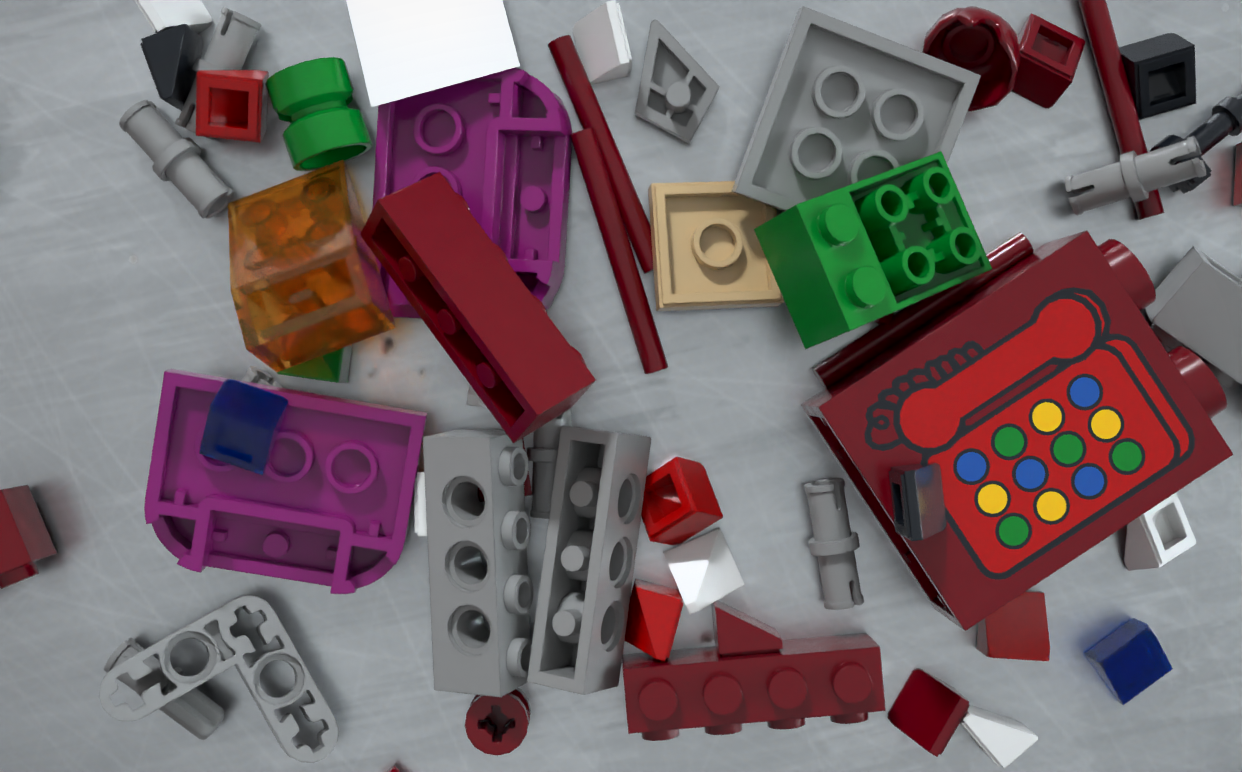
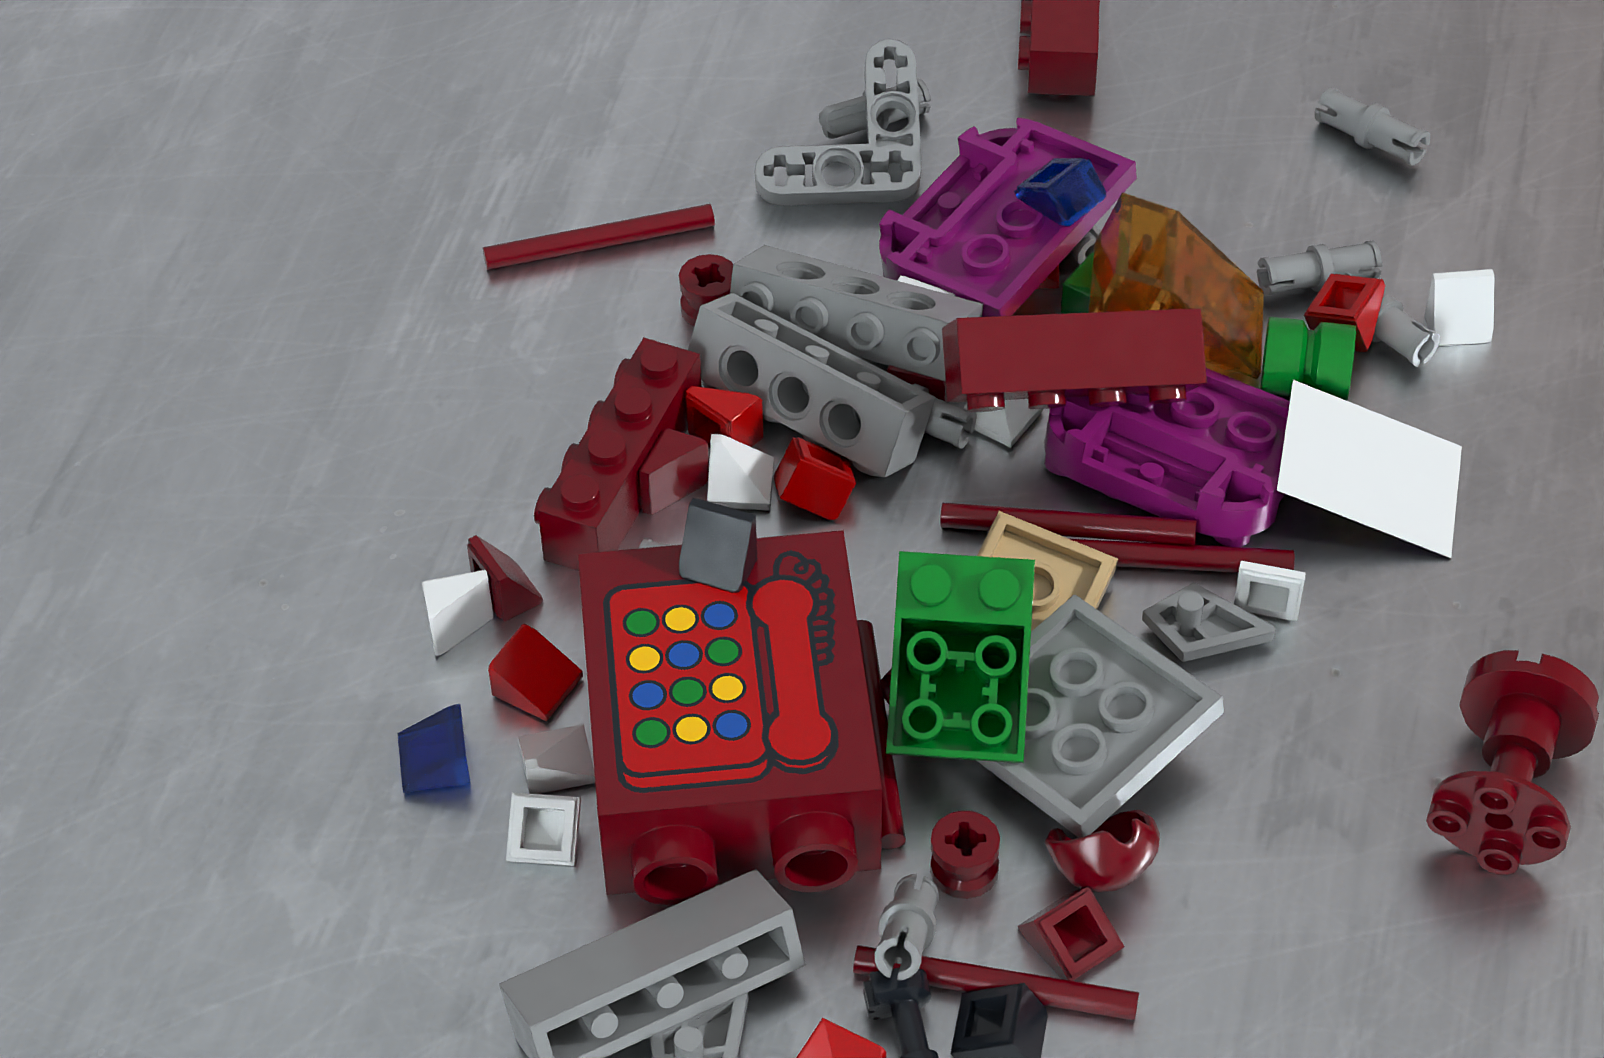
camera: 115 degrees right, 40 degrees down
(170, 61) = (1407, 282): black slope -> none
(1007, 178) = (951, 864): none -> dark red wheel
(1092, 571) = (556, 759): none -> white slope

